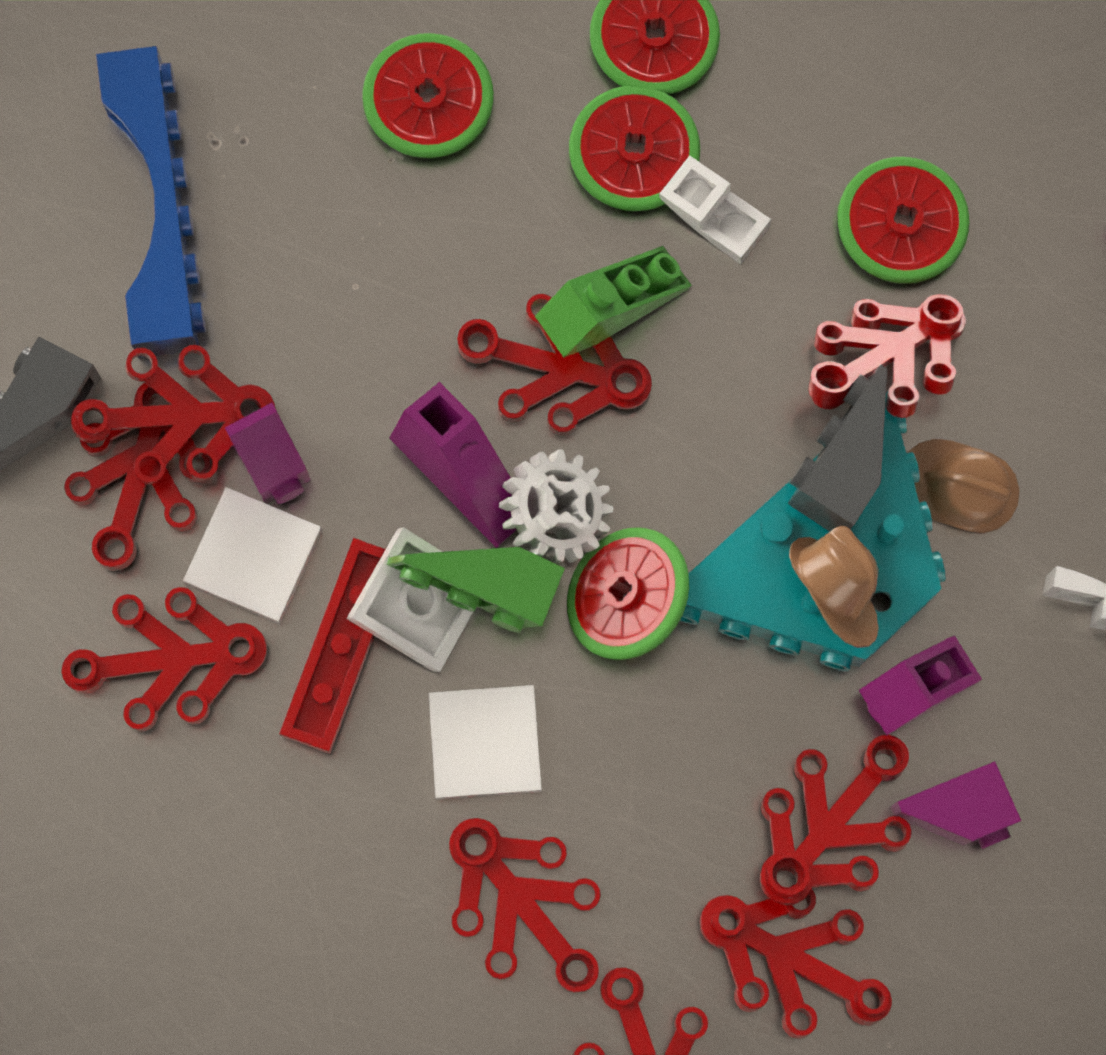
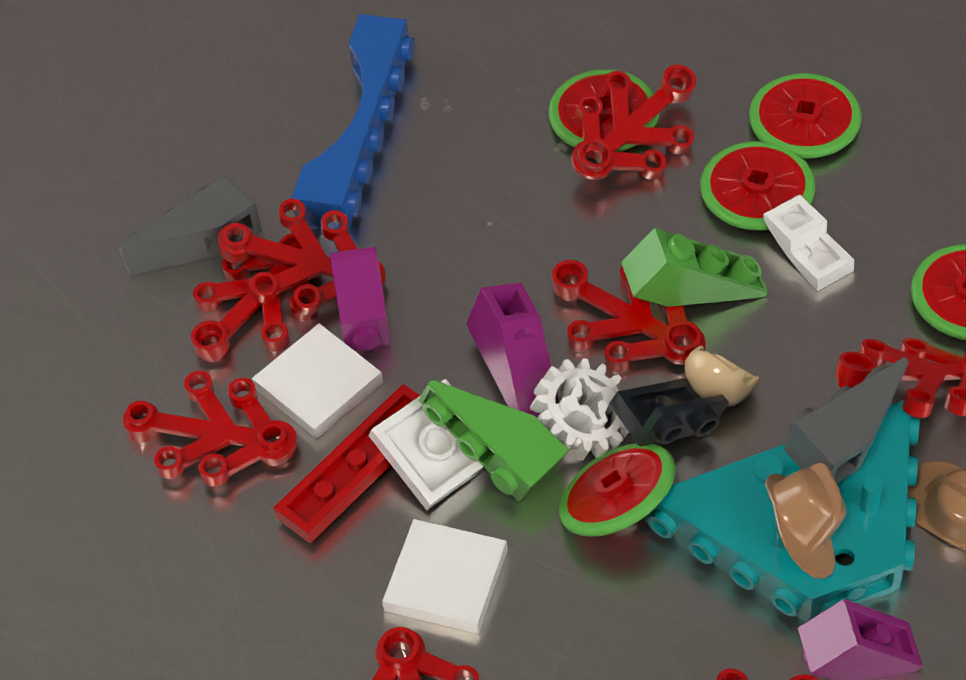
camera: 30 degrees right, 25 degrees down
(470, 119) = (630, 128): none -> red plant
(643, 483) = (667, 412): none -> black bracket
(683, 419) = (716, 375): none -> tan hair

